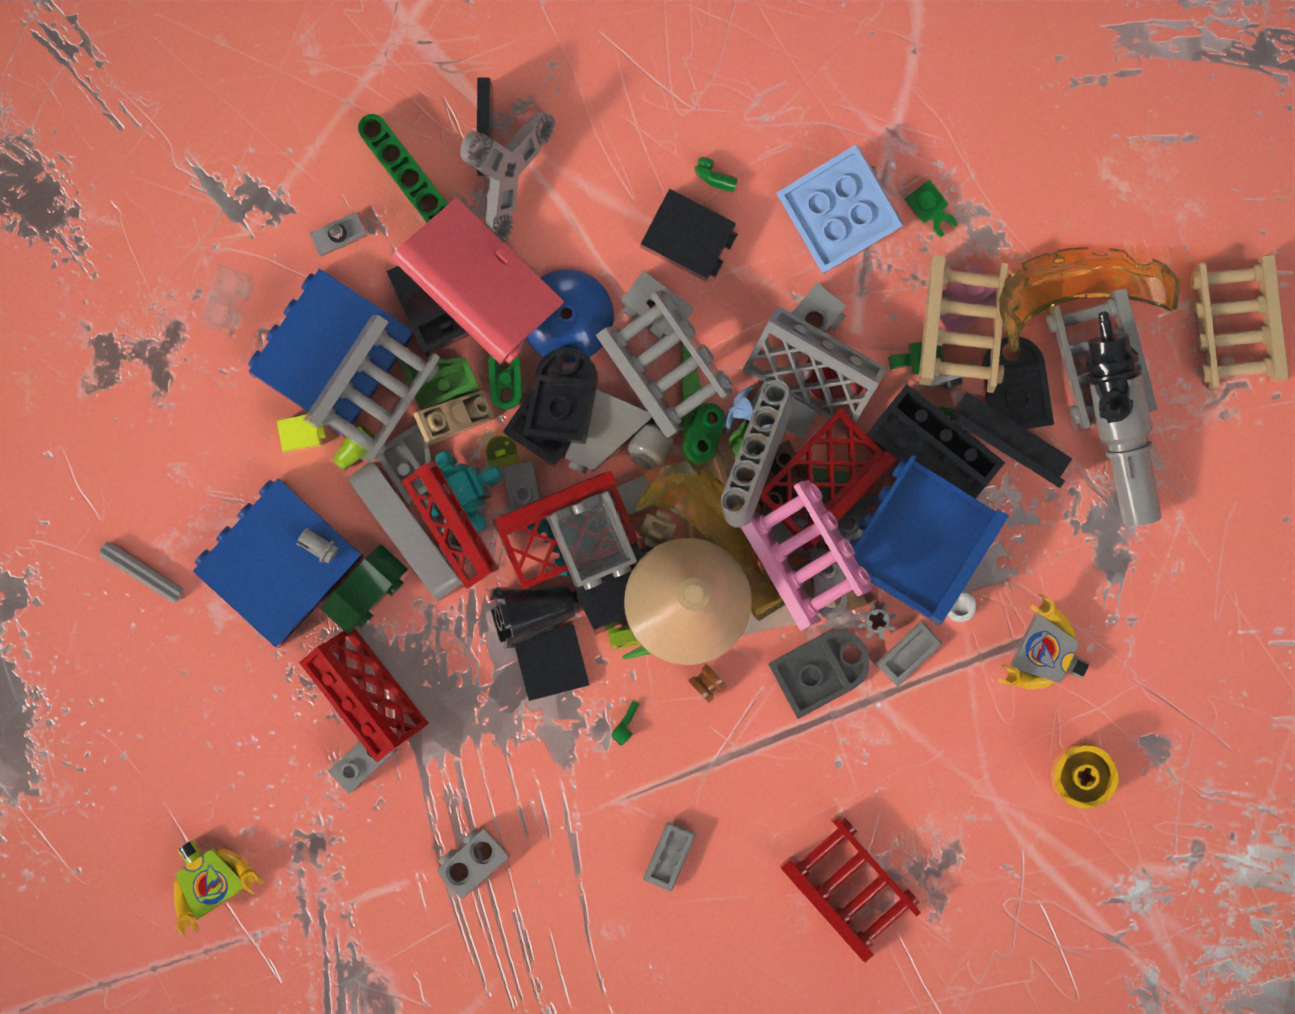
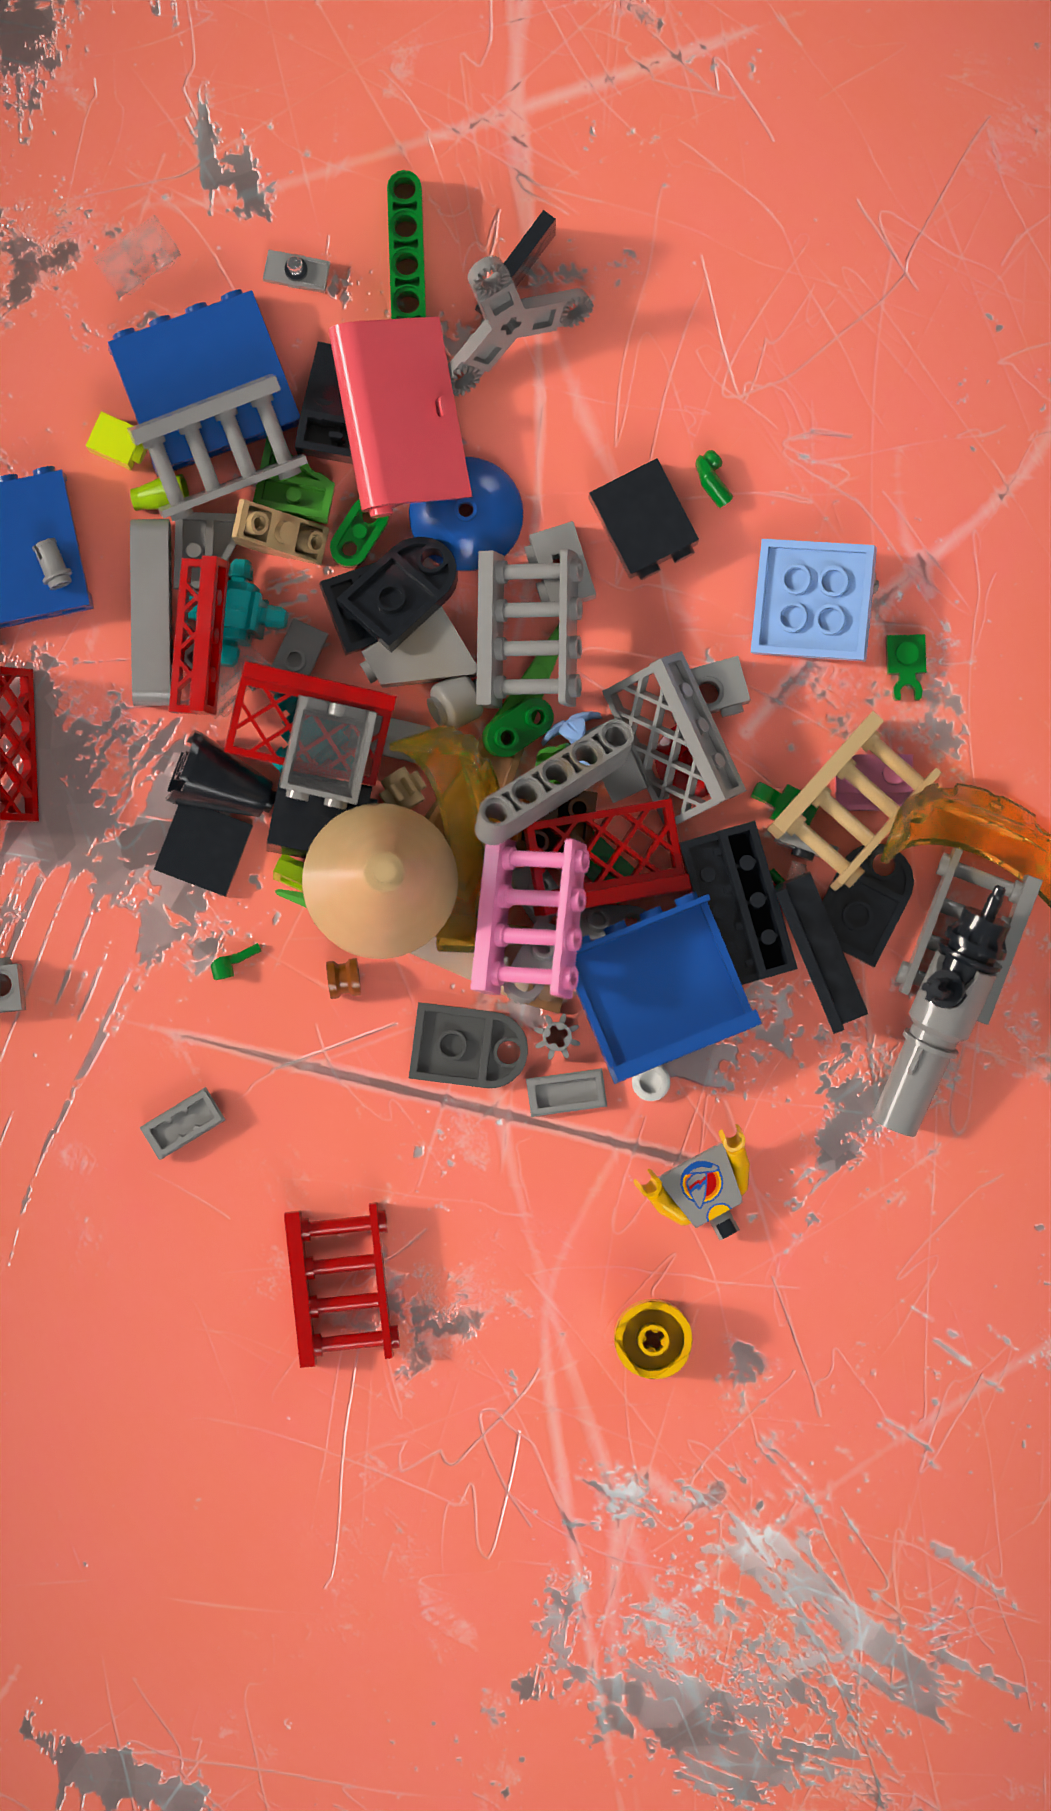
camera: 25 degrees right, 0 degrees up
(363, 590) = (69, 642): dark green brick -> none
(501, 452) = (304, 603): clear neon green tile -> none

